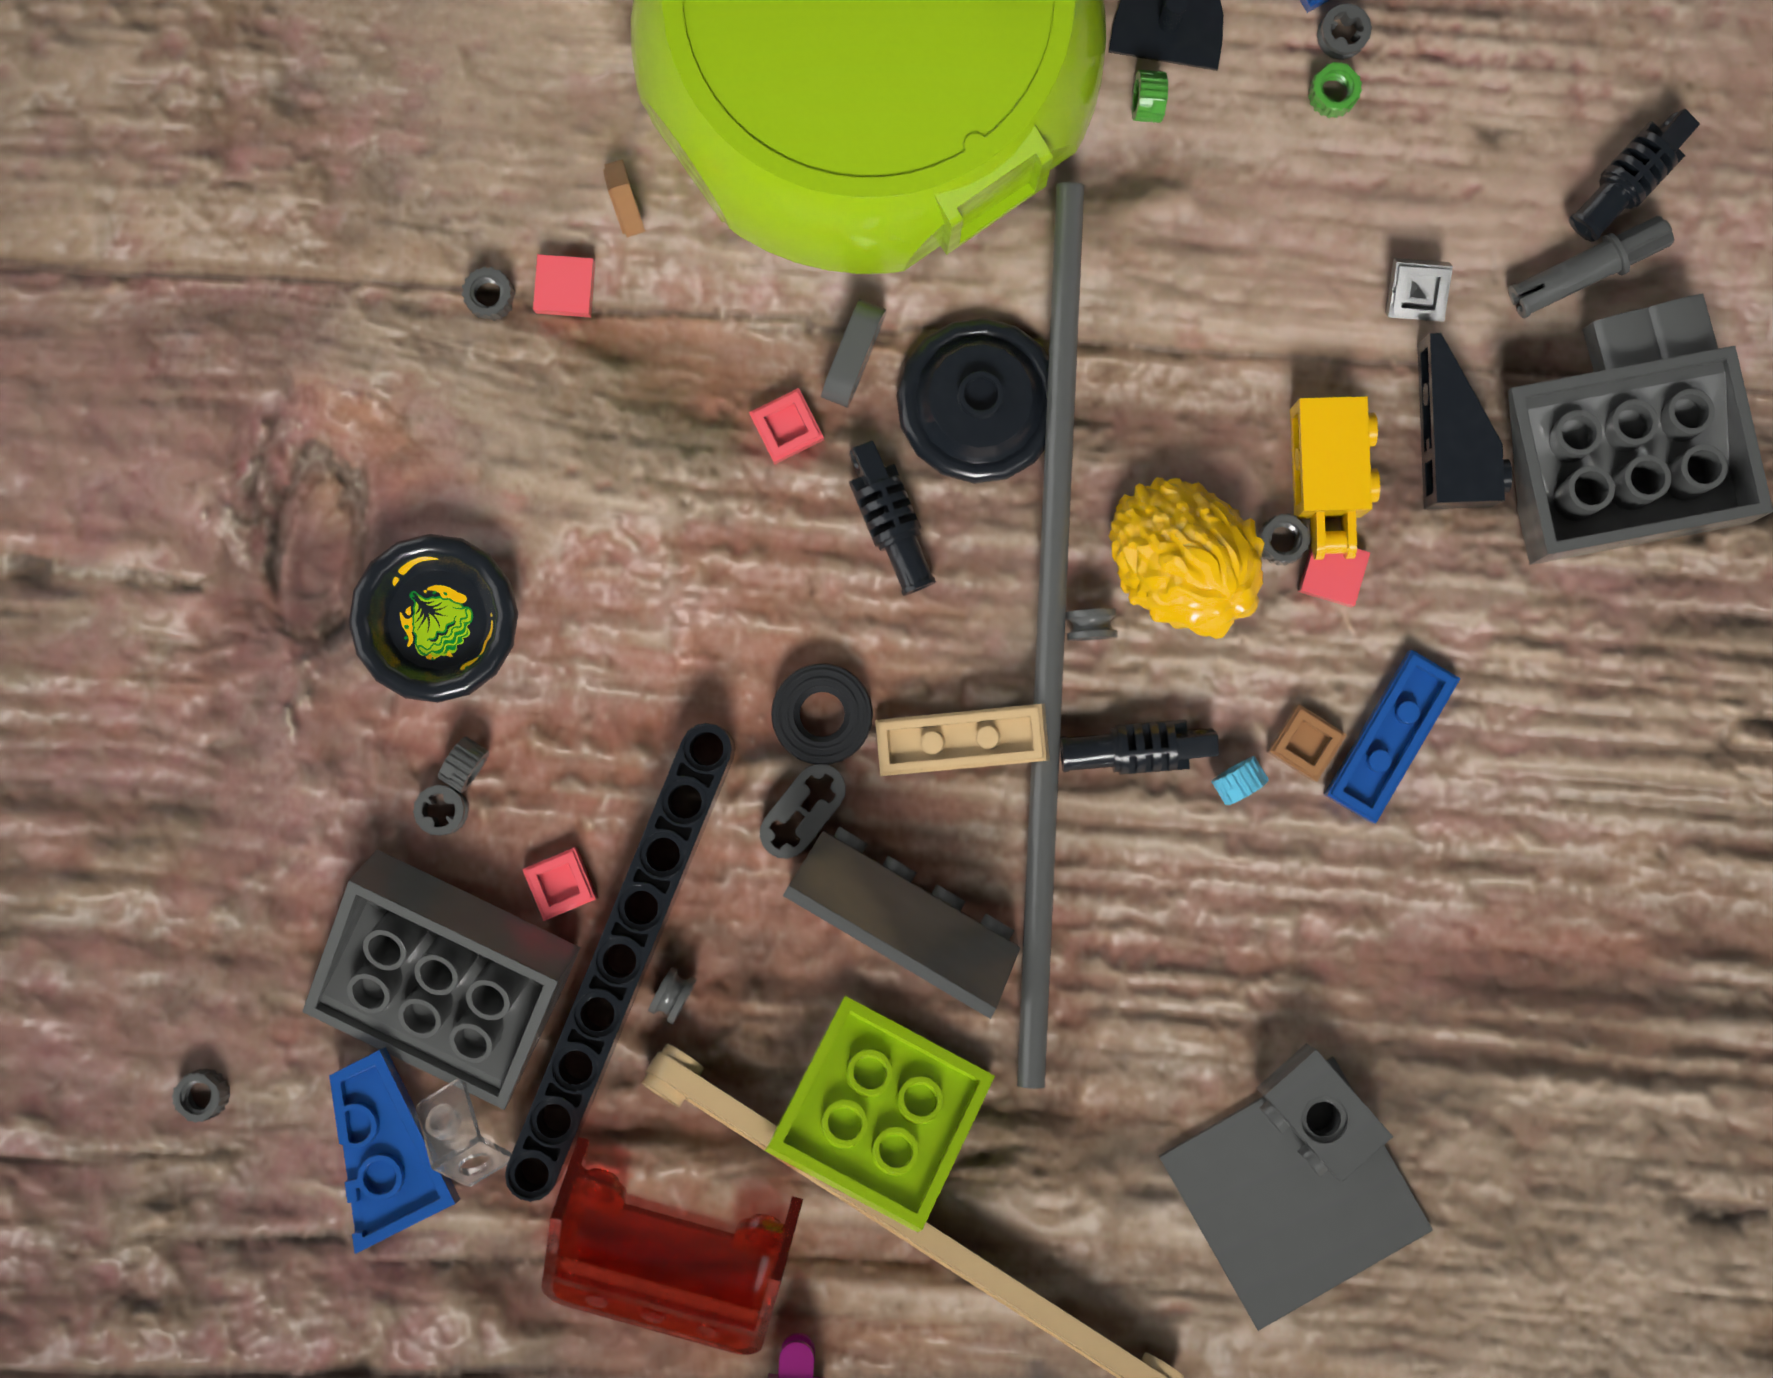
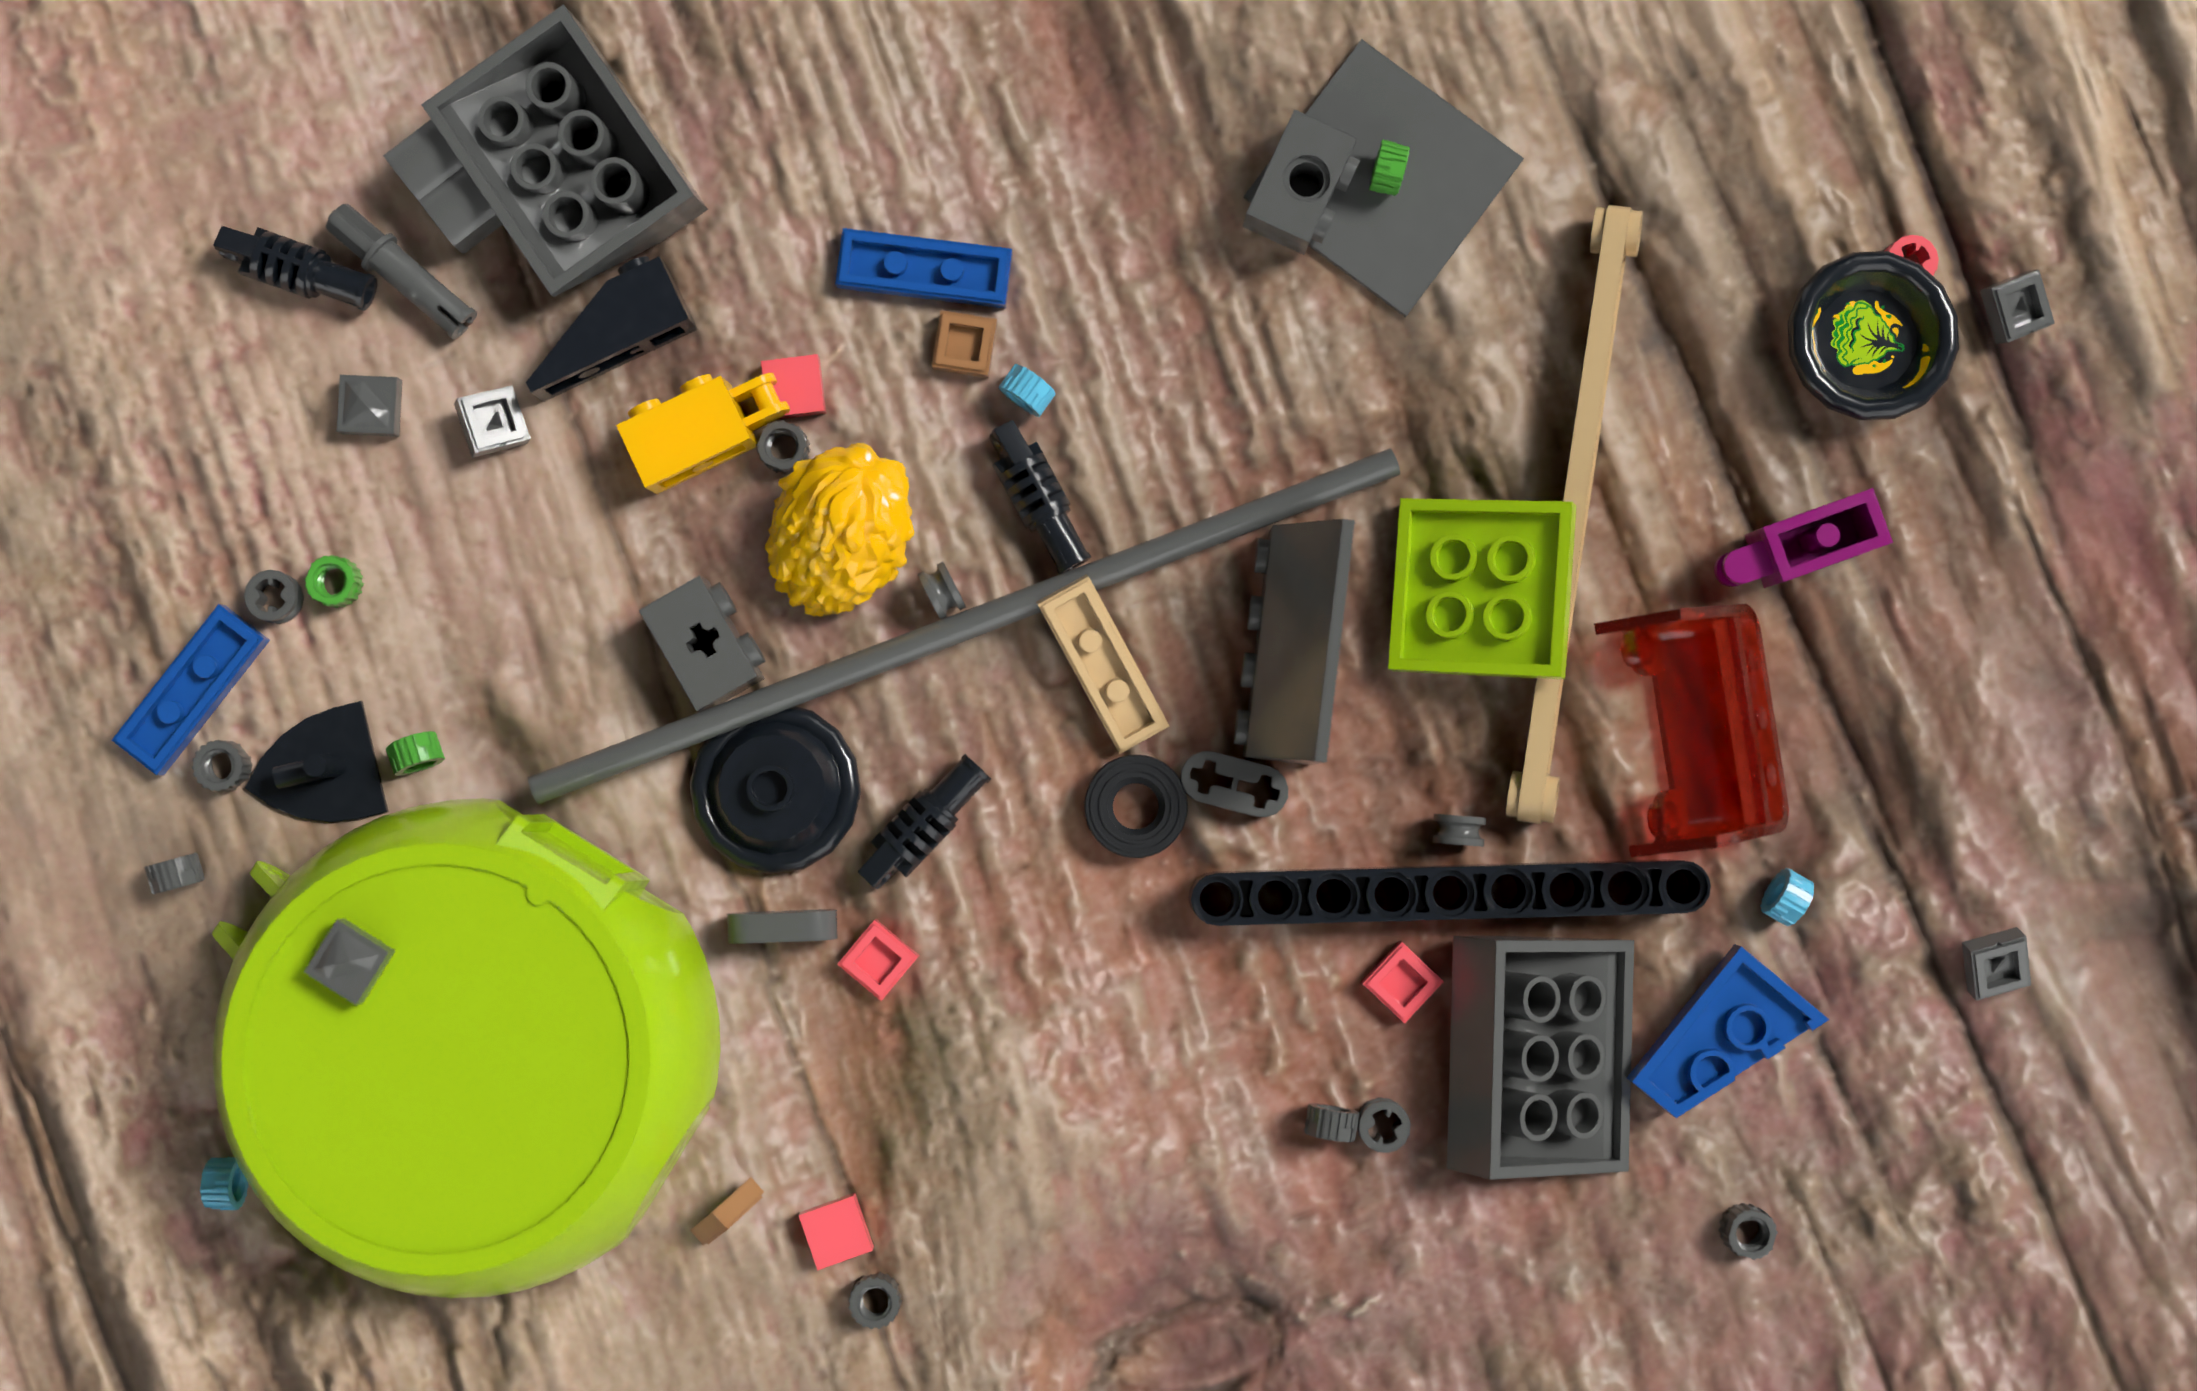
camera: 120 degrees left, 0 degrees up
(433, 618) = (1207, 1212): black piece -> none
(454, 1135) = (1678, 975): clear bracket -> none
(480, 1266) = (1787, 897): none -> medium azure axle
(1161, 372) = (676, 627): none -> dark grey brick
(1302, 1201) = (1389, 167): none -> bright green axle
(1480, 187) = (369, 405): none -> dark grey tile

